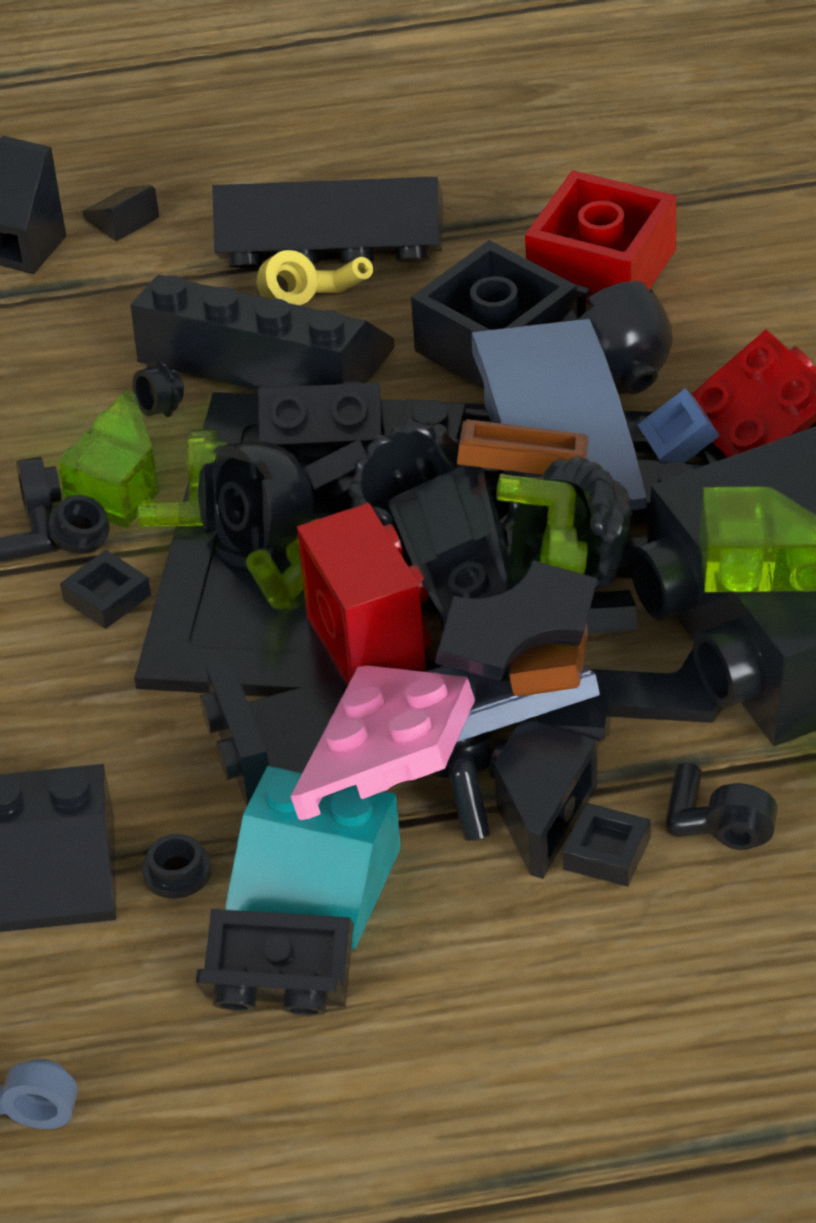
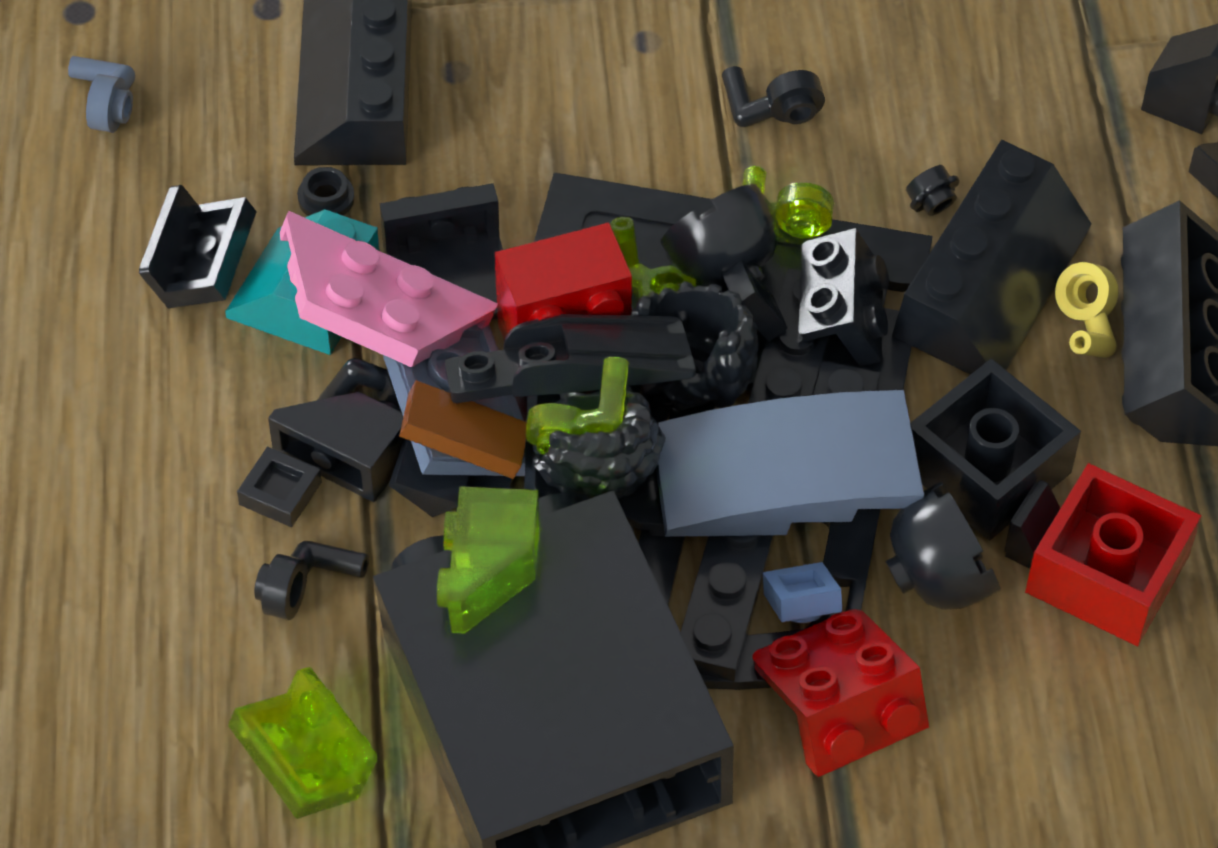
camera: 90 degrees right, 10 degrees up
(78, 524) = (747, 117): black plate -> none
(105, 589) = (660, 149): black plate -> none
(113, 462) = (826, 151): clear neon green slope -> none
(493, 631) = (474, 400): black tile -> none
(516, 446) = (702, 407): dark orange tile -> none

